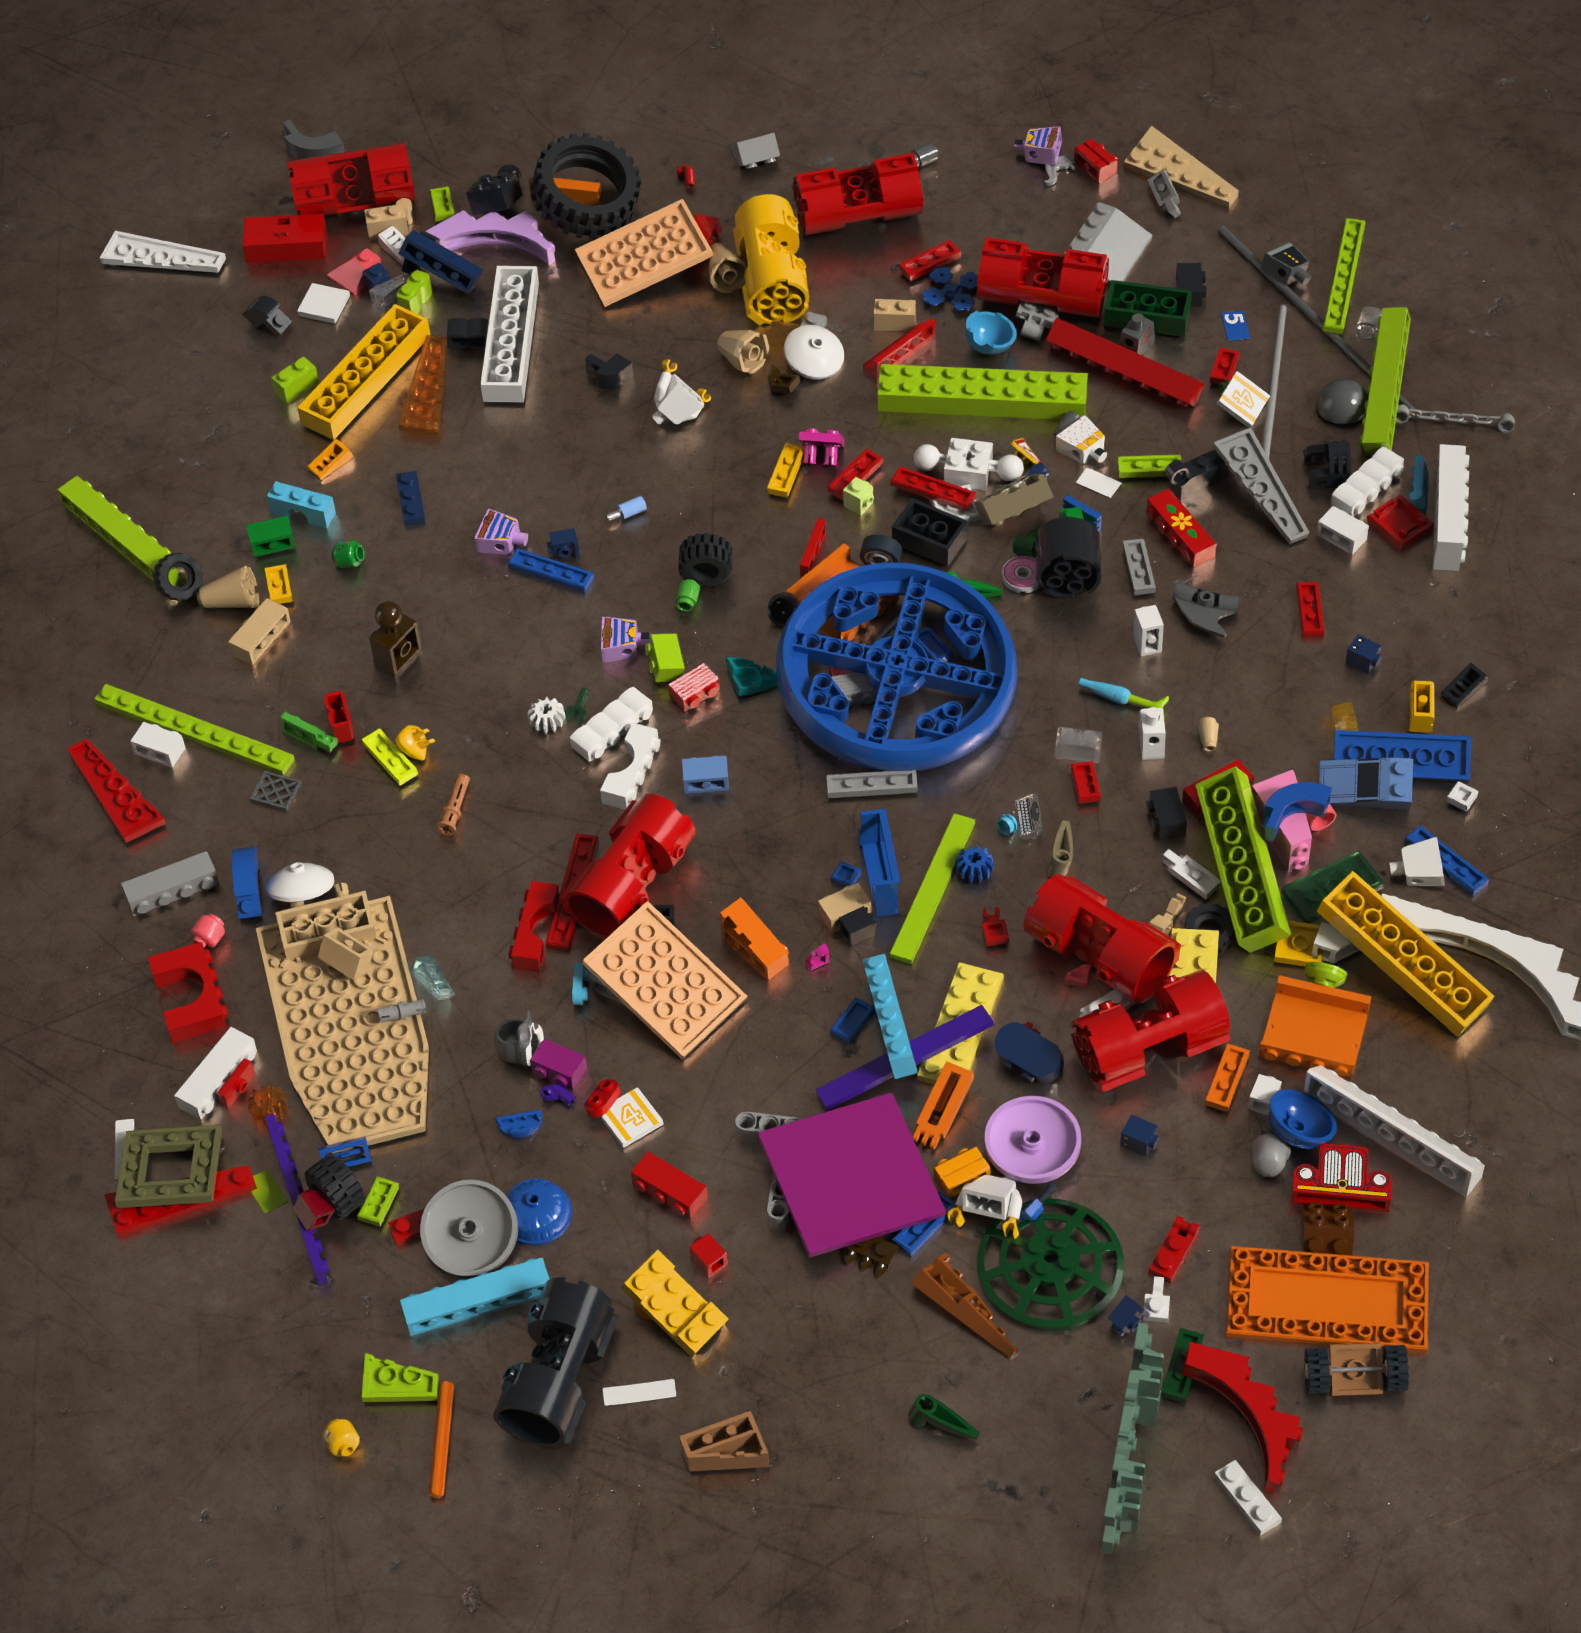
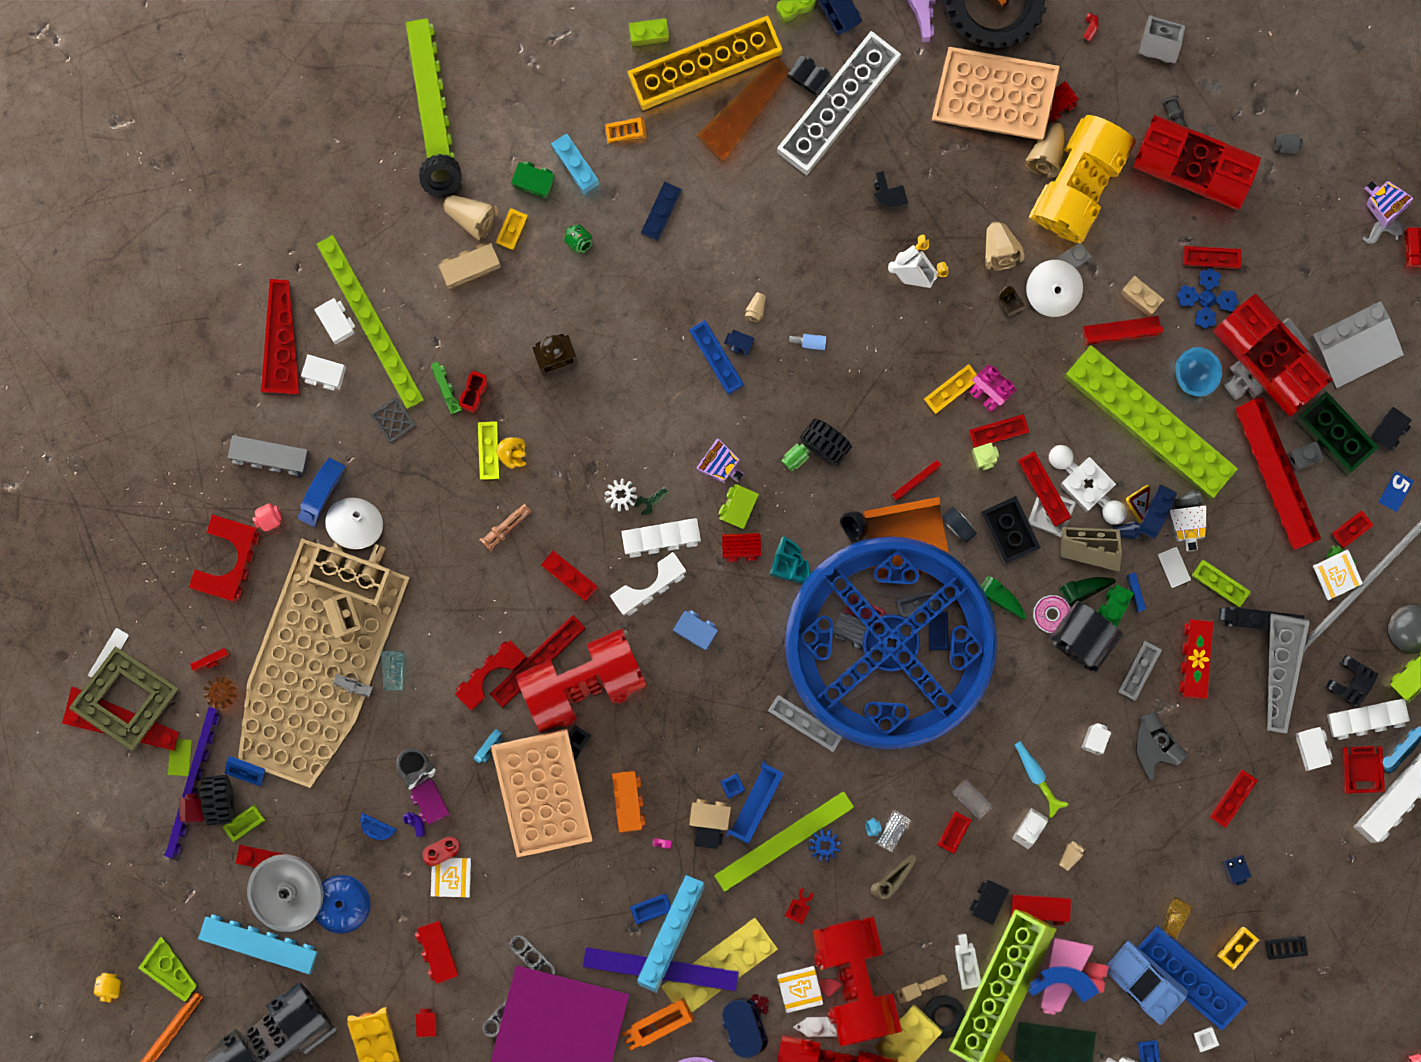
camera: 35 degrees right, 30 degrees up
(176, 788) = (323, 372): none -> white brick
(202, 1087) = (202, 641): white brick -> none
(498, 534) = (700, 298): lavender torso -> none
(548, 803) = (569, 576): none -> red brick
(557, 514) = (756, 308): none -> tan cone
(1046, 440) = (1157, 511): none -> dark blue brick
(1054, 991) = (800, 989): none -> white tile

